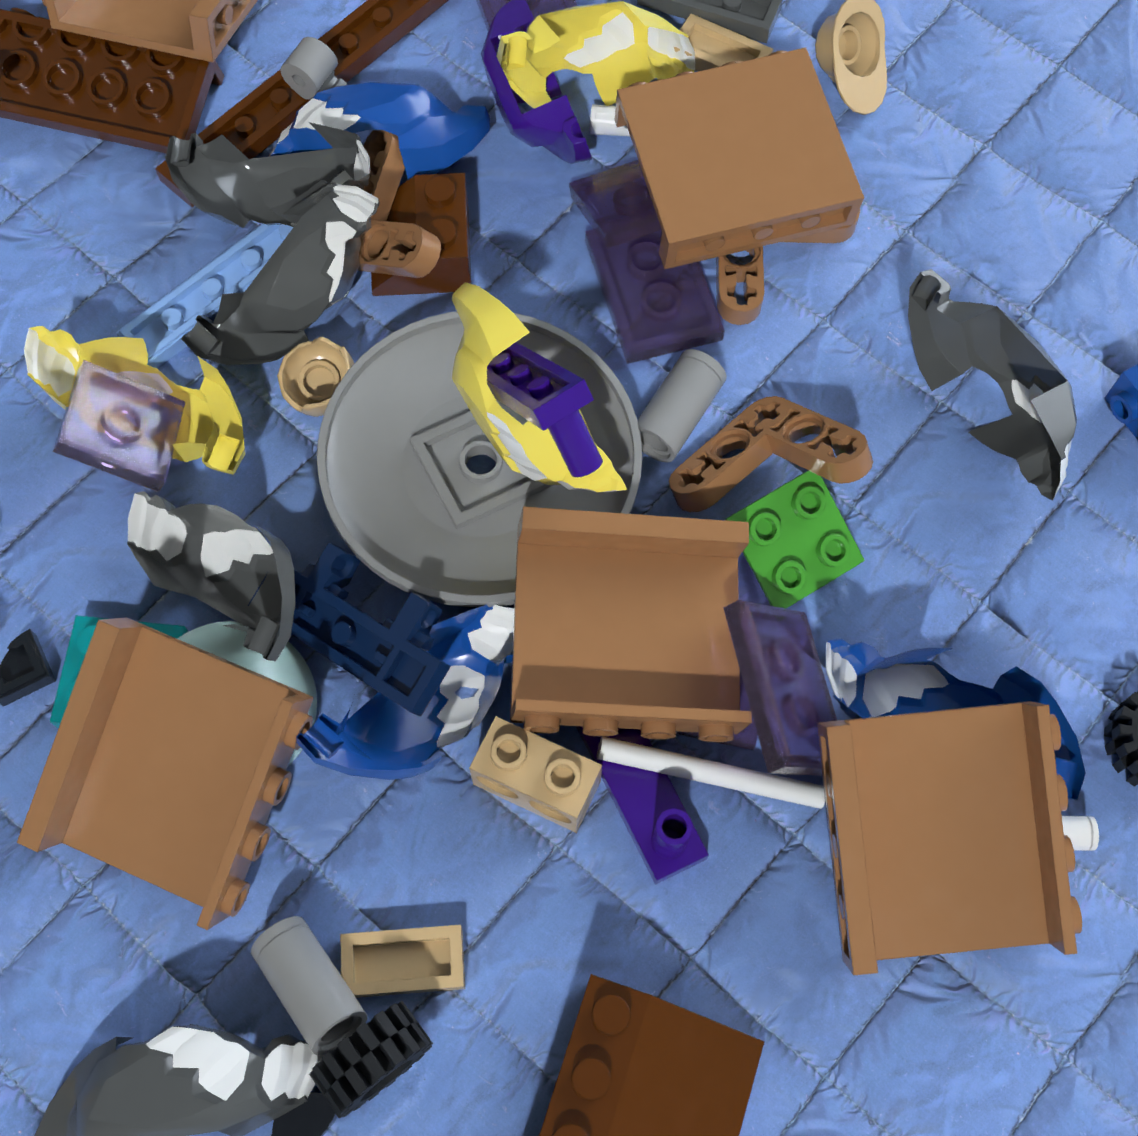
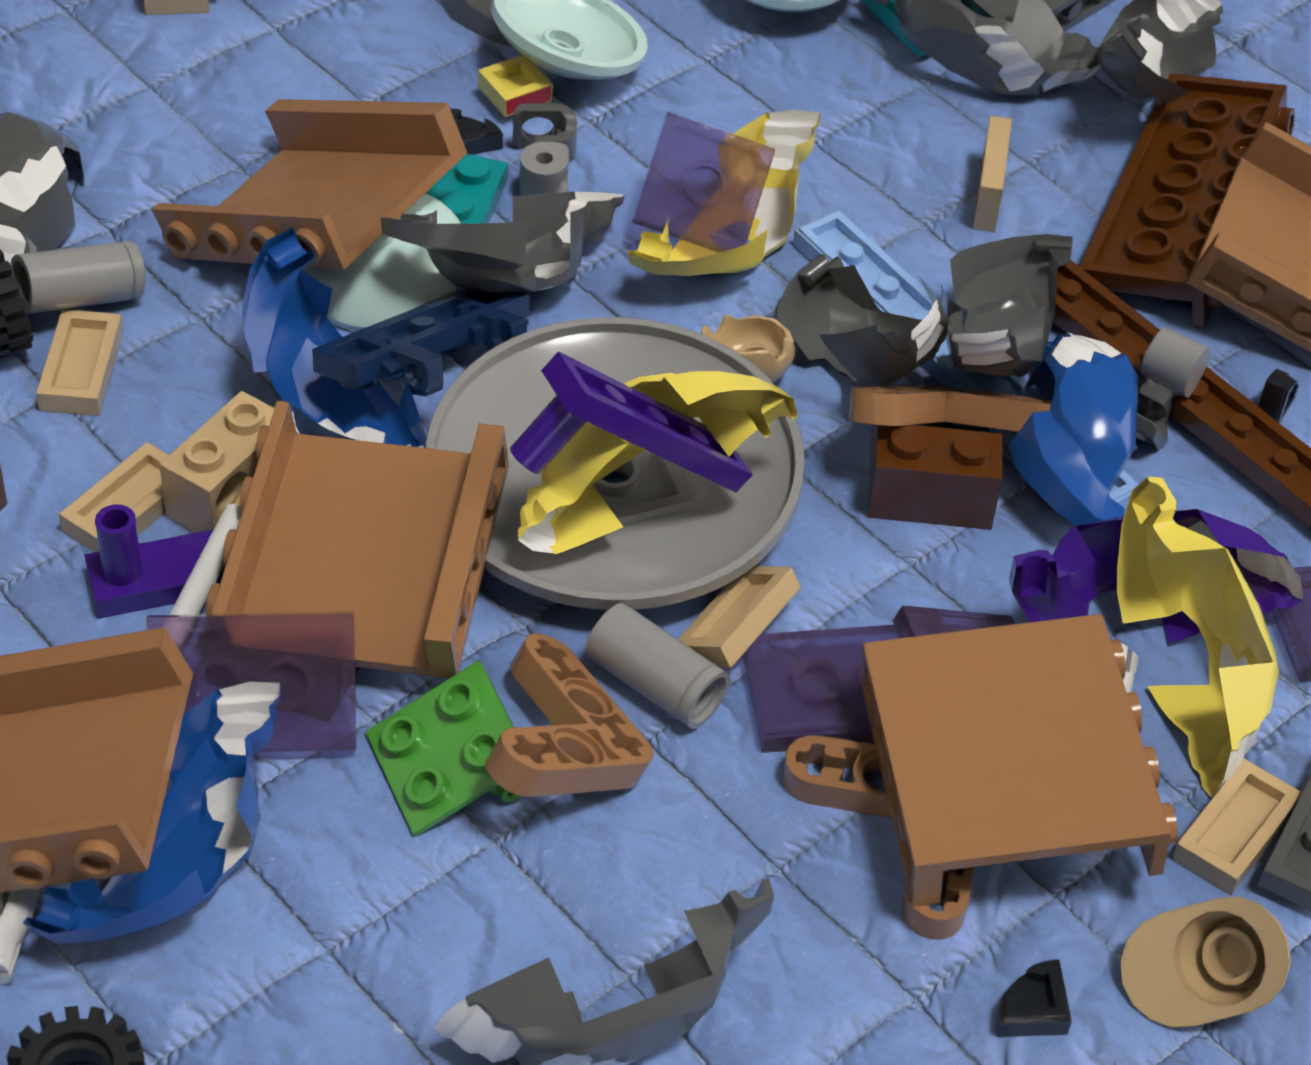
camera: 95 degrees right, 20 degrees down
(61, 215) = (992, 173): none -> tan tile
(83, 574) = (545, 156): none -> leg
(306, 21) = (1278, 394): none -> black tile
(574, 865) = (132, 484): none -> tan tile
(631, 360) = (740, 614): none -> tan tile
(894, 161) = (1035, 1004): none -> black tile

